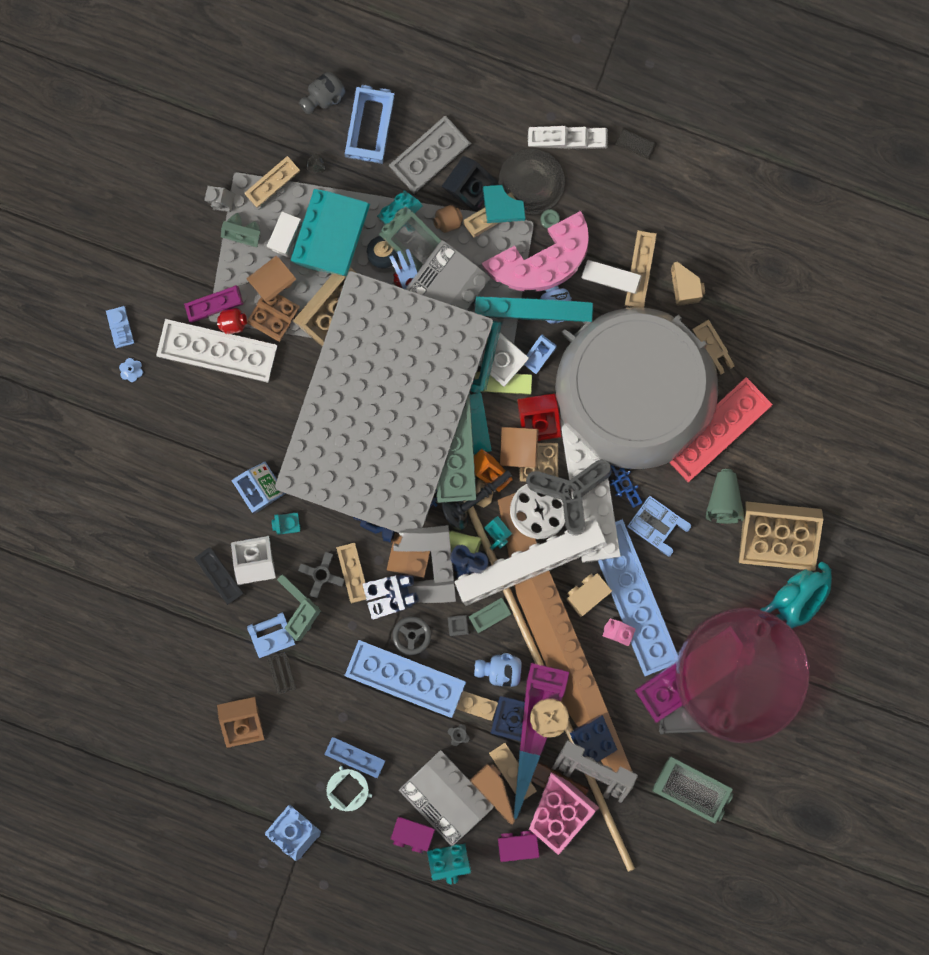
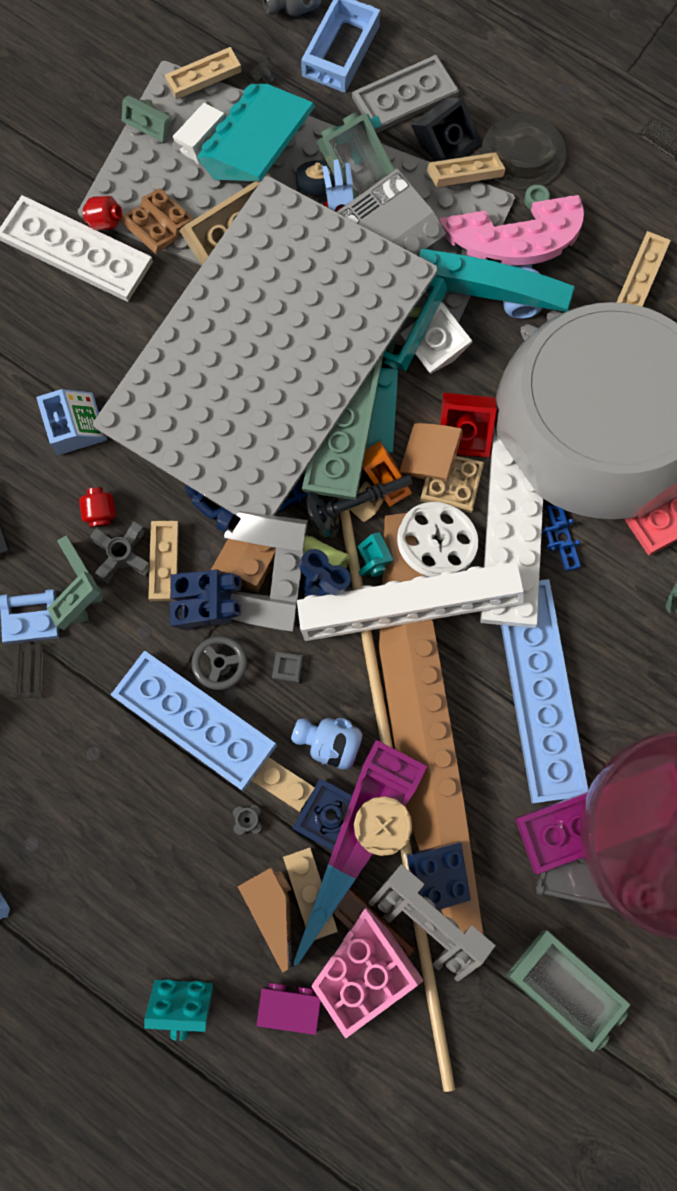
camera: 20 degrees right, 10 degrees down
(213, 304) = (77, 193): magenta tile -> none
(219, 198) = (133, 76): light grey brick -> none
(253, 560) = (35, 512): white slope -> none
(271, 279) = (167, 173): medium nougat slope -> none
(286, 523) = (94, 475): teal bracket -> none
(295, 547) = (97, 507): none -> red head
(354, 757) = (91, 813): medium blue plate -> none
(358, 800) = (55, 840): light aqua piece -> none
(412, 834) = (139, 949): magenta brick -> none
(446, 798) = (202, 907): light grey slope -> none
(448, 219) = (409, 159): medium nougat head -> none
(489, 615) = (335, 664): sand green tile -> none
(501, 207) = (480, 160): teal tile -> none
(517, 385) = (447, 379): yellowish green tile -> none
(539, 354) = (486, 343): light blue slope -> none
(559, 489) = (504, 514): dark grey piece -> none
(567, 137) = (582, 112): white slope -> none
(588, 595) = (480, 666): tan brick -> none
(611, 277) = (602, 277): white tile -> none
(618, 632) = (511, 730): bright pink bracket -> none
(655, 523) = (592, 598): light blue flag -> none

